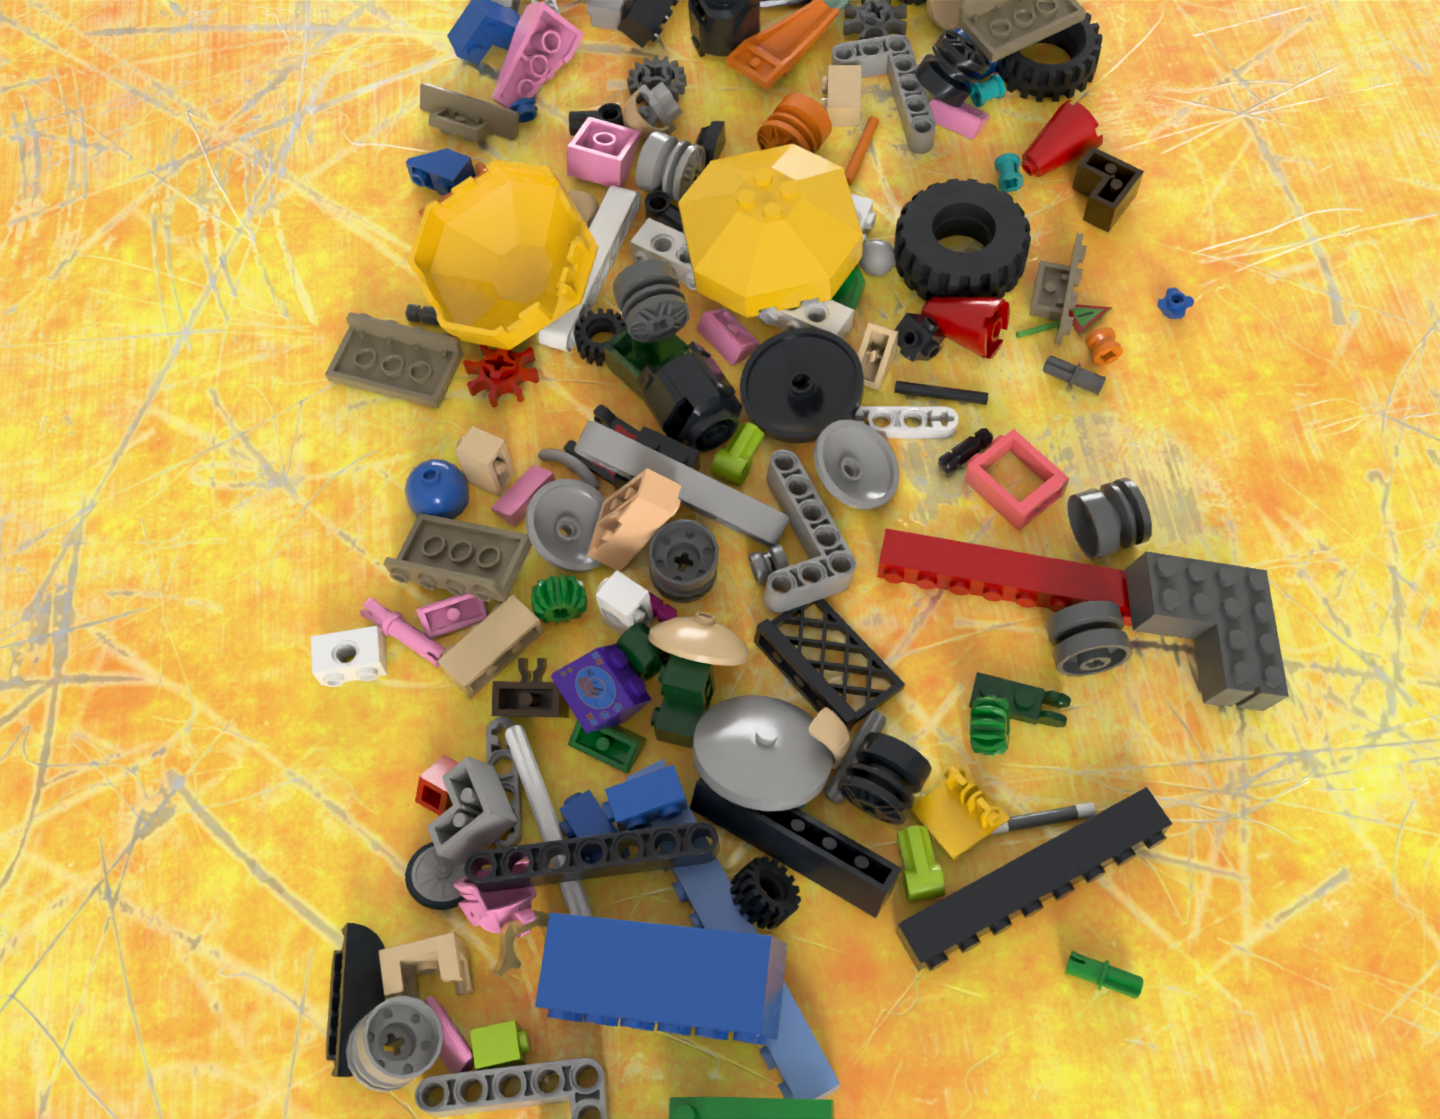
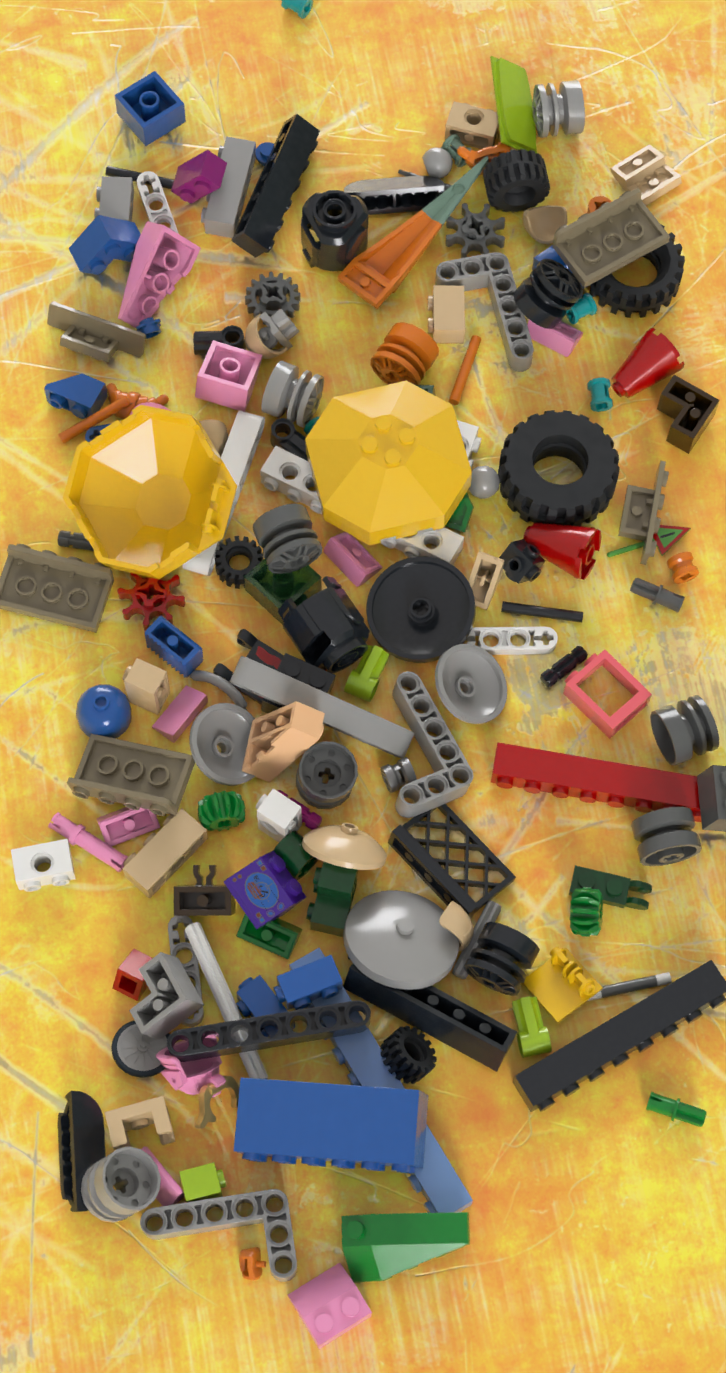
camera: 10 degrees left, 5 degrees up
(520, 421) = (173, 646): none -> blue brick
(712, 140) = (325, 364): black brick -> none

